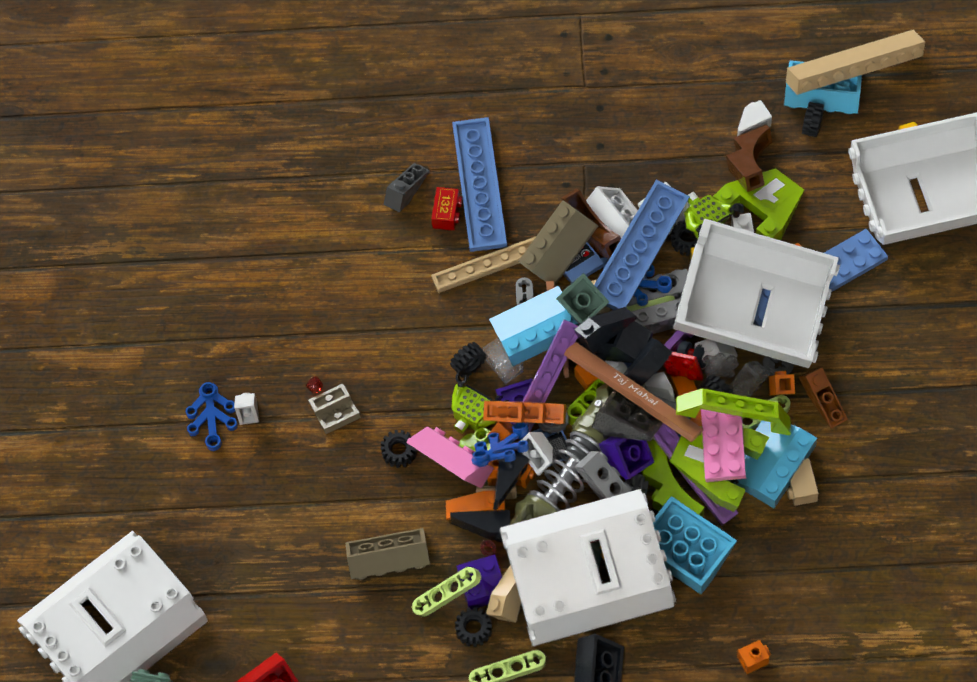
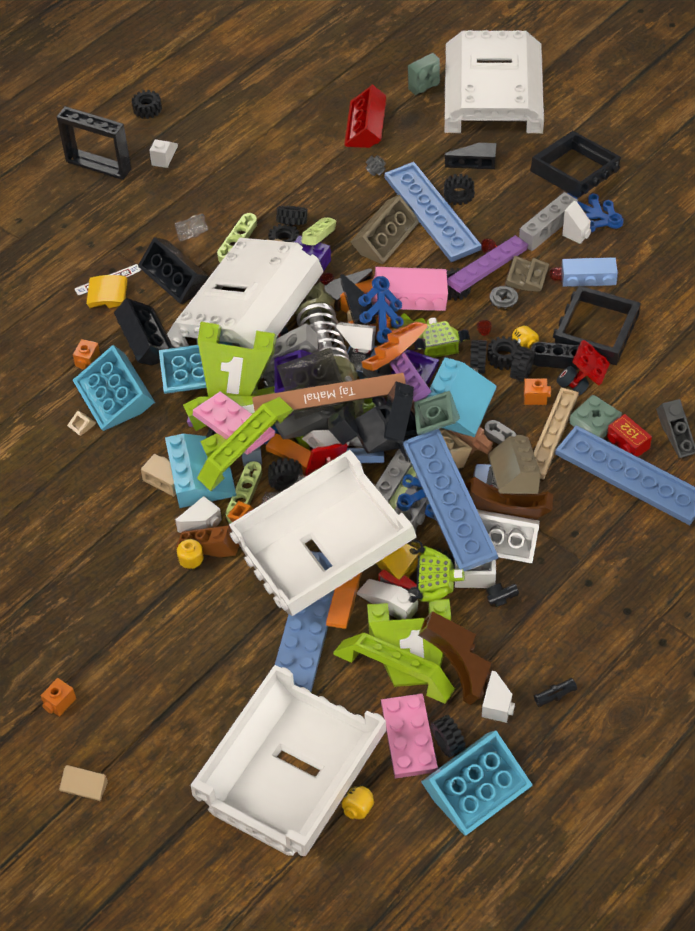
camera: 130 degrees right, 10 degrees down
(173, 492) = (541, 163): none -> black window
(223, 558) = (473, 157): none -> black slope
(259, 434) = (545, 222): none -> light grey brick
(286, 528) = (459, 196): none -> black tyre
(292, 360) = (589, 272): none -> light blue brick
(313, 629) = (375, 165): none -> dark grey gear
(326, 539) = (433, 212): none -> medium blue plate
(332, 461) = (488, 245): none -> clear red hinge
(340, 287) = (606, 301): none -> black window
(355, 436) = (487, 264): none -> medium lavender plate
(383, 397) = (500, 292): none -> dark grey gear
(407, 276) = (590, 364): none -> red plate
(410, 321) = (554, 355): none -> black beam
(412, 349) = (525, 336): none -> yellow head
(428, 384) = (484, 327): none -> clear red hinge
(432, 346) = (499, 345): none -> black tyre
(434, 638) = (291, 215): none -> black tyre
(440, 235) = (594, 416): none -> sand green brick
(445, 324) = (522, 363): none -> black tyre
(461, 300) = (536, 391): none -> orange brick
(673, 179) = (498, 595): none -> black plate
(677, 496) = (233, 368): none -> lime wedge
(685, 634) = (142, 331): none -> black slope
(711, 95) = (543, 698): none -> black pin
(764, 600) = (113, 389): none -> medium azure slope
(795, 195) = (439, 685): none -> lime slope
(812, 420) = (199, 516): none -> white slope
(816, 596) = (81, 423): none -> tan slope
(829, 151) = (409, 736): none -> bright pink plate
(848, 394) = (190, 553): none -> yellow head
(855, 62) = (466, 812): tan brick -> none

